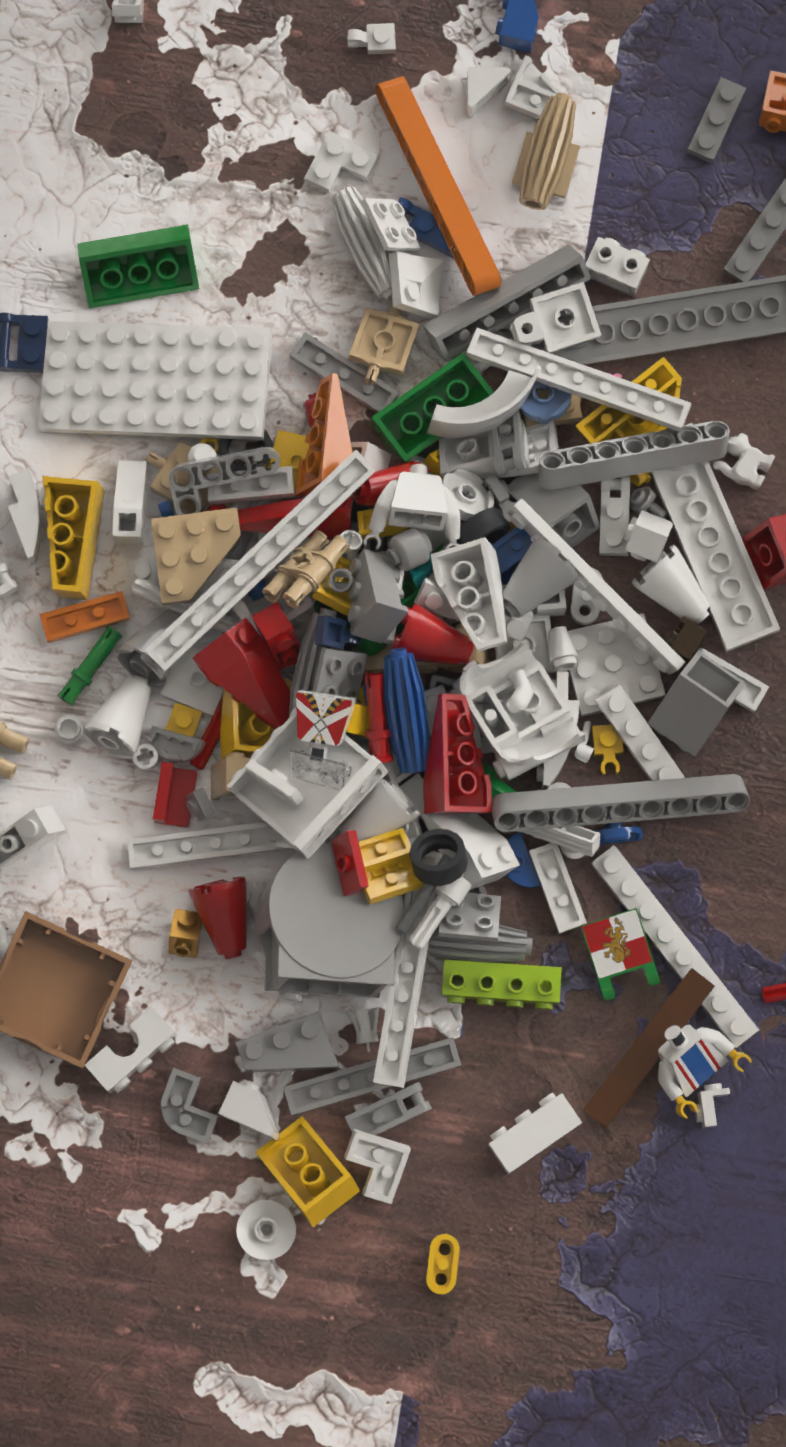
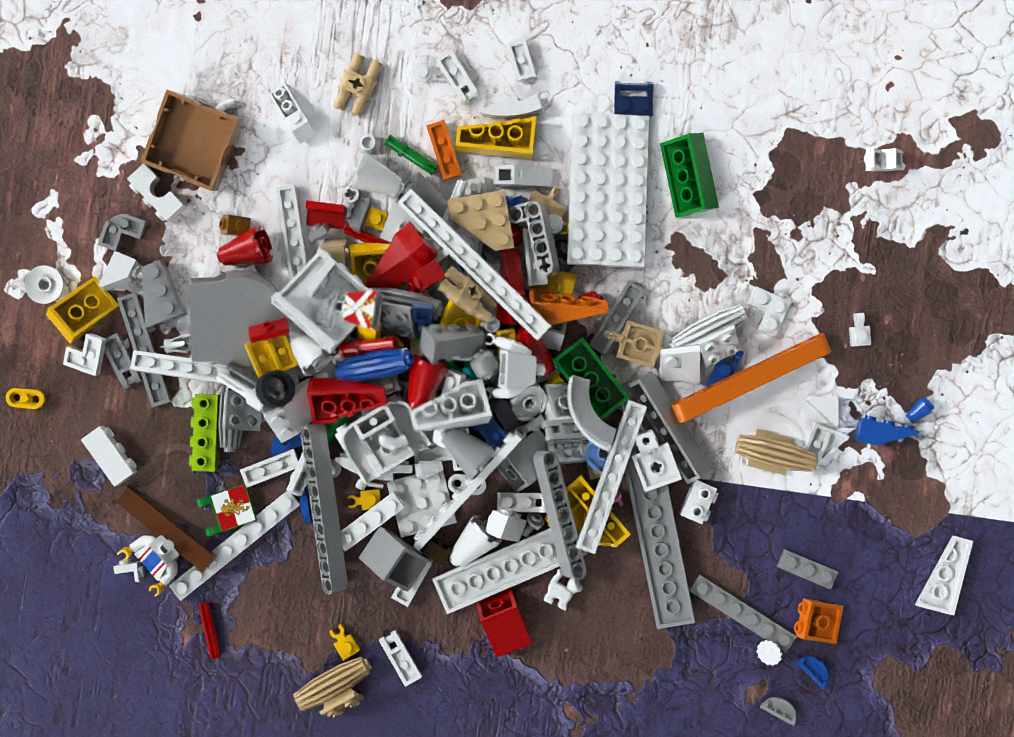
camera: 85 degrees right, 10 degrees up
(340, 586) = (456, 318): light grey hinge -> none

